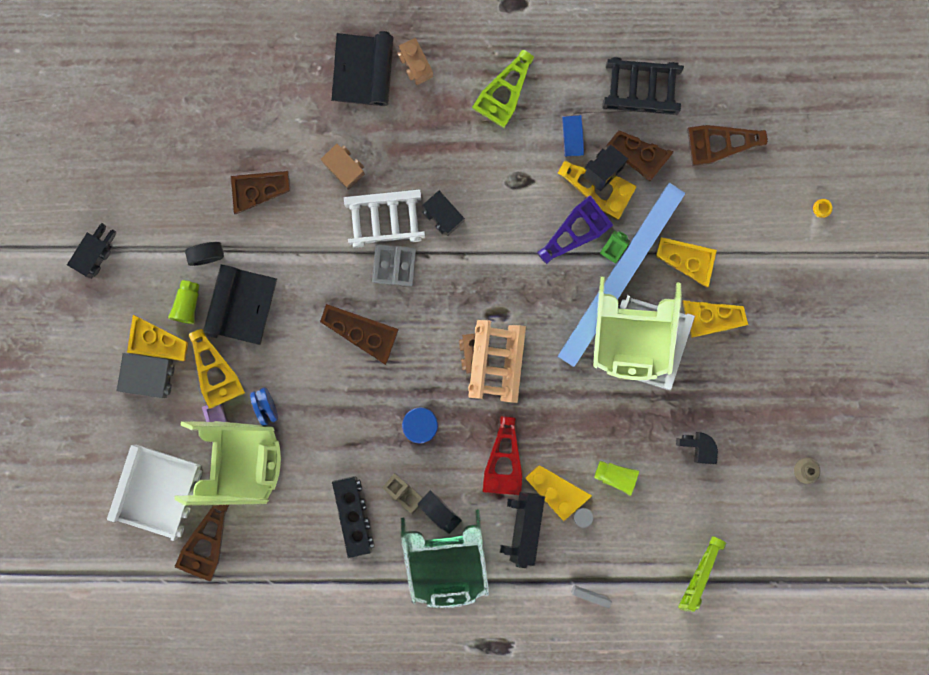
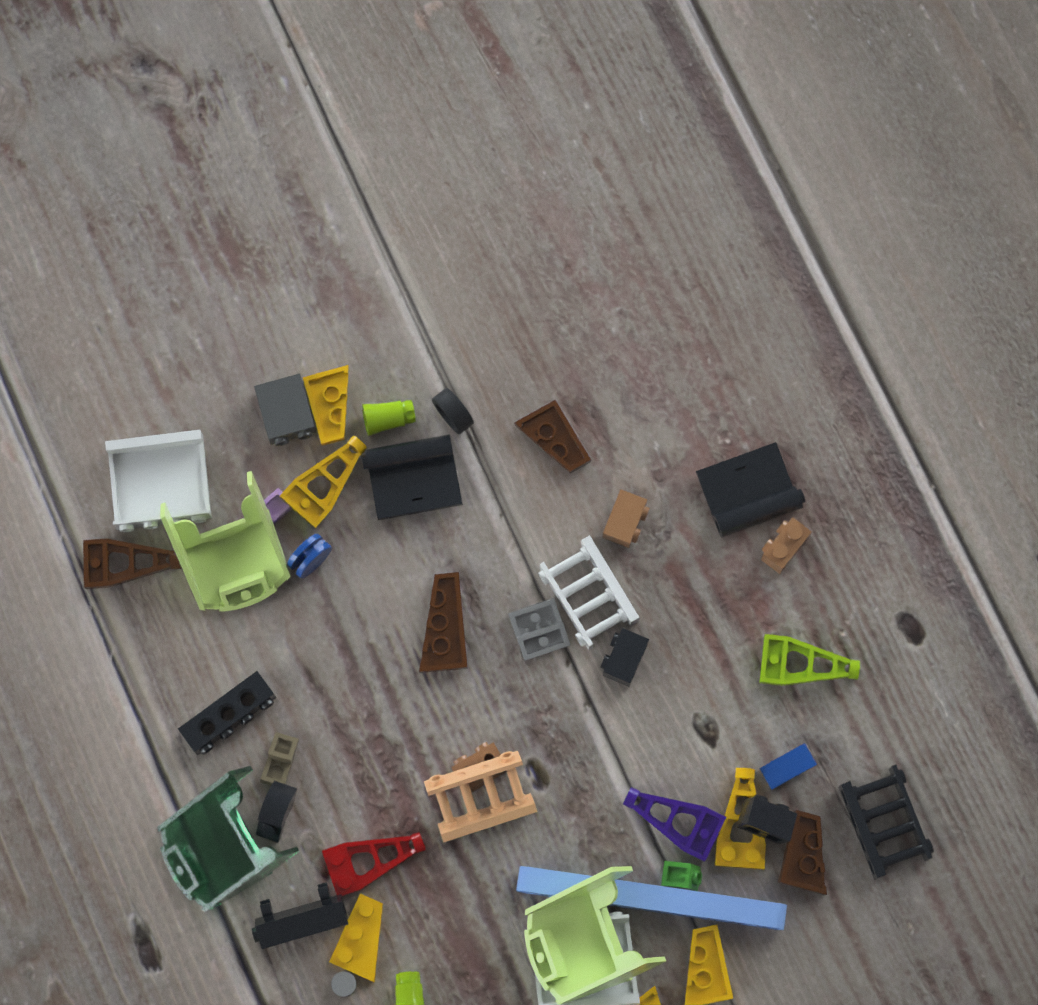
camera: 70 degrees right, 10 degrees down
(92, 252) = (397, 289): black hinge -> none
(420, 425) = (367, 743): blue head -> none
(700, 144) = (851, 921): reddish brown plate -> none

